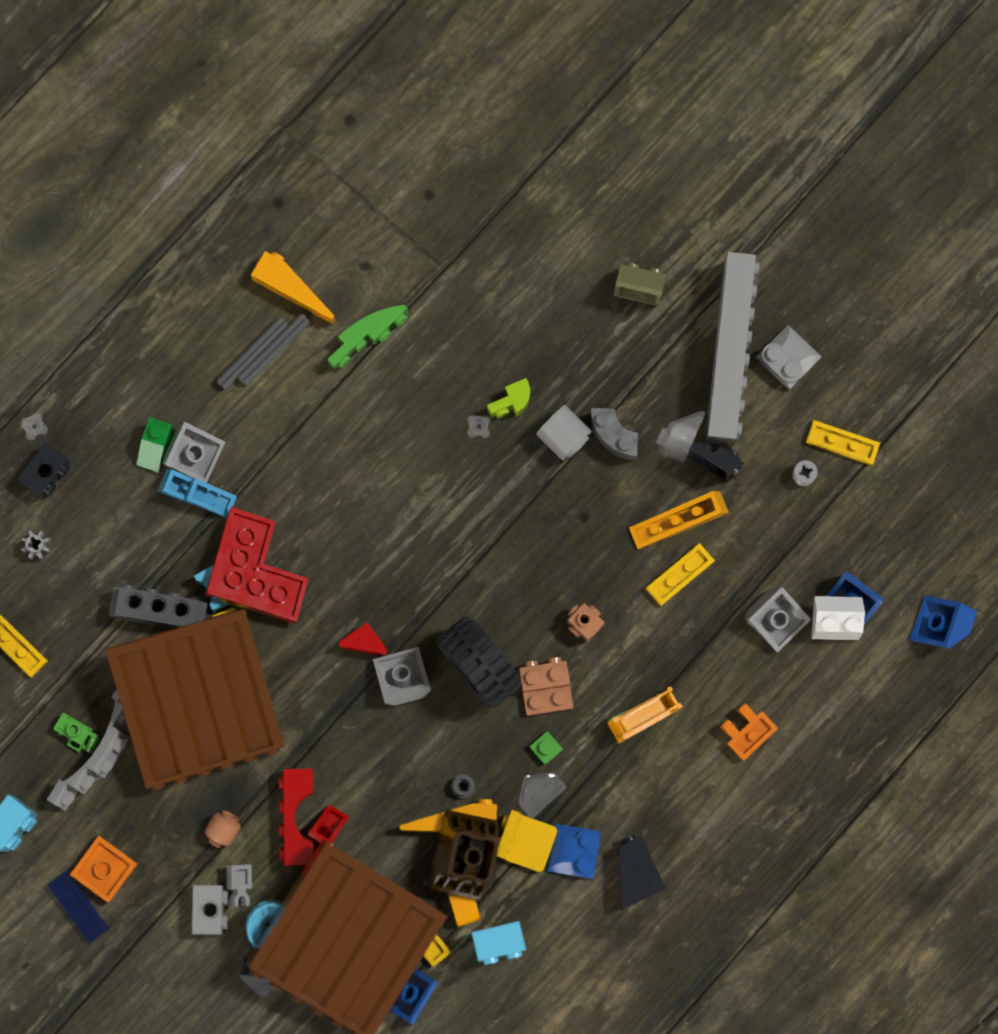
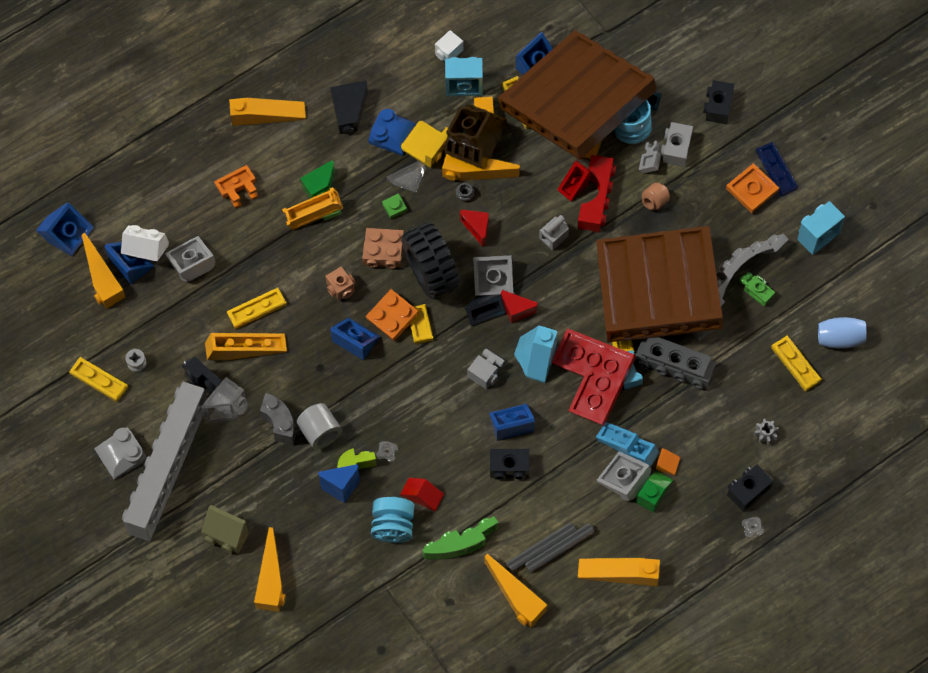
camera: 165 degrees left, 15 degrees down
(146, 484) = (667, 462): none -> orange slope
(157, 995) = (721, 92): none -> black brick
(177, 339) = (620, 570): none -> light orange slope
(328, 583) = (536, 352): none -> medium azure slope
(338, 751) = (554, 232): none -> light grey brick
(339, 494) = (512, 422): none -> blue slope
(343, 444) = (518, 457): none -> black brick
(386, 548) = (484, 371): none -> light grey brick
(405, 633) = (484, 308): none -> black slope
(426, 383) = (422, 493): none -> red slope
(436, 741) = (476, 223): none -> red slope
(450, 335) = (392, 519): none -> medium azure wheel
(477, 597) = (421, 326): none -> yellow tile
(512, 598) = (392, 315): none -> orange plate
(521, 366) = (340, 481): none -> blue slope
(530, 987) = (448, 46): none -> white brick
(551, 560) = (354, 337): none -> blue slope
(571, 236) = (269, 588): none -> light orange slope
(647, 755) = (319, 180): none -> green slope
(739, 844) = (259, 111): none -> light orange slope
(874, 565) = (105, 284): none -> light orange slope

